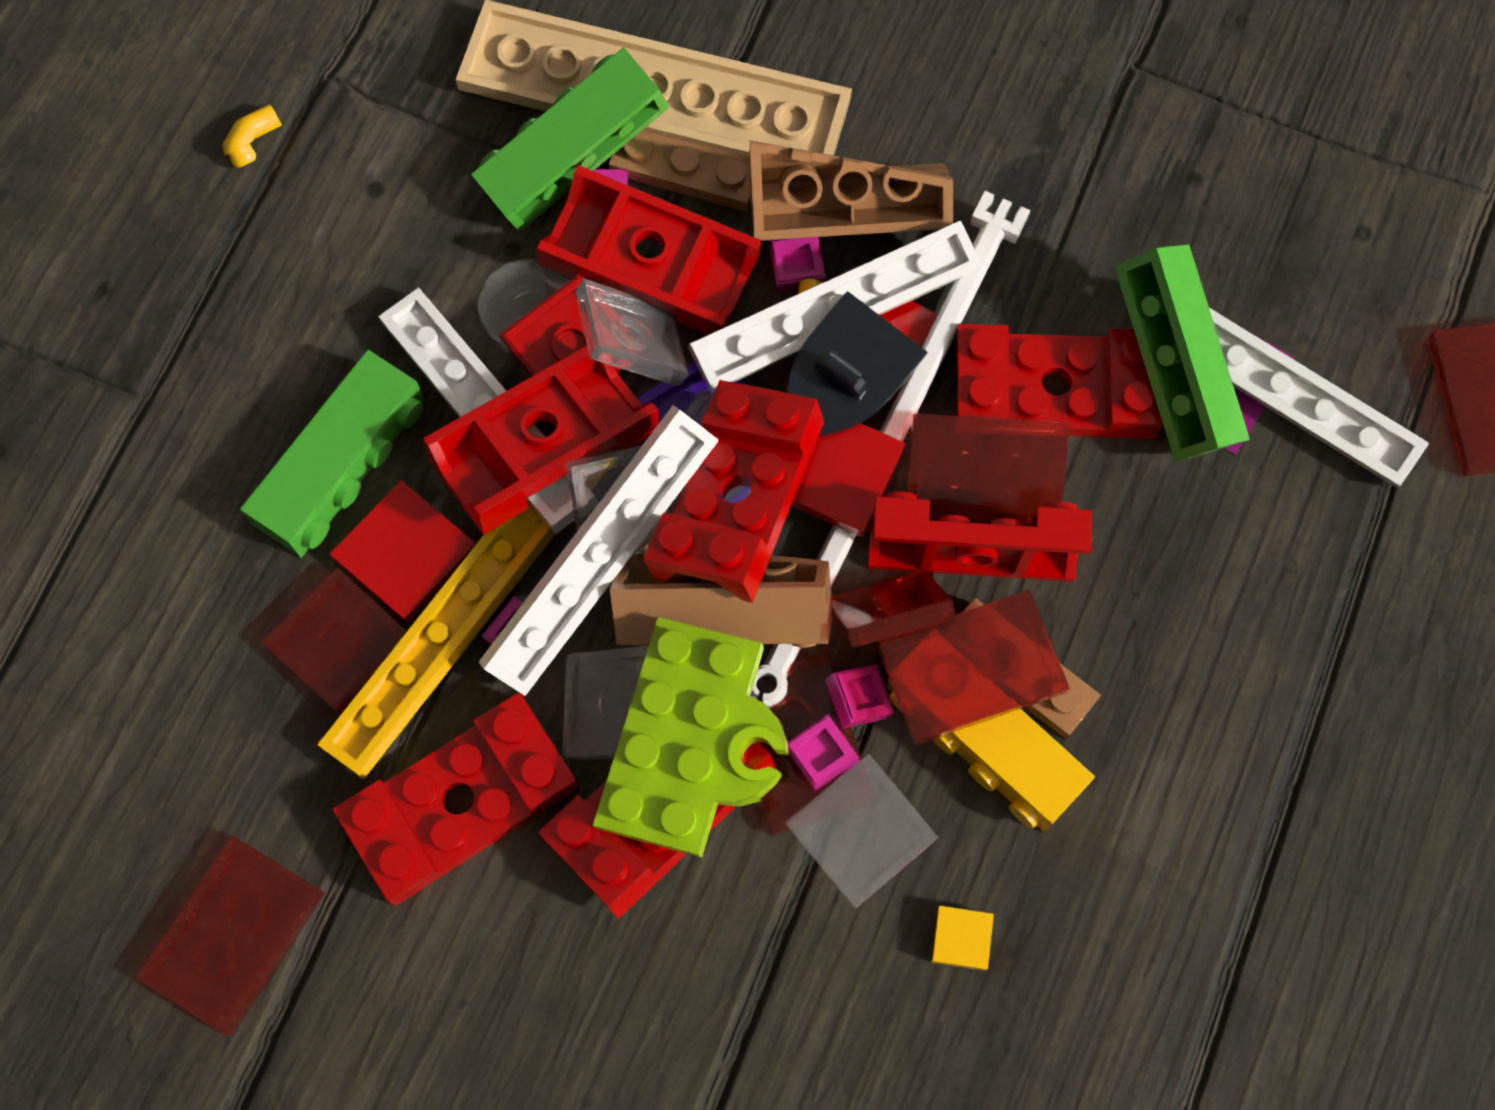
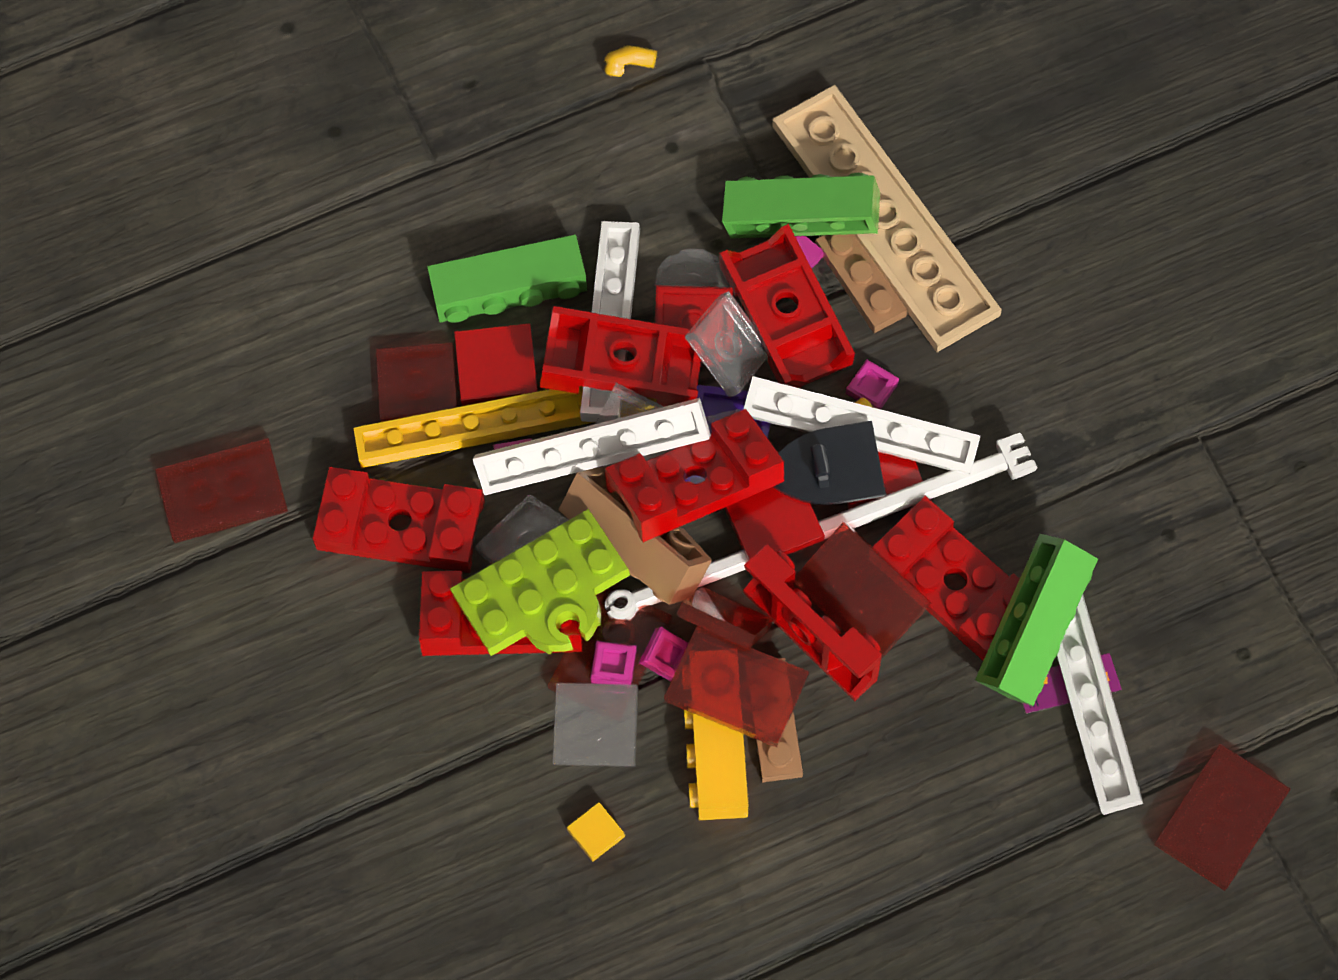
camera: 45 degrees right, 5 degrees down
(831, 195) = (917, 360): medium nougat wedge -> none

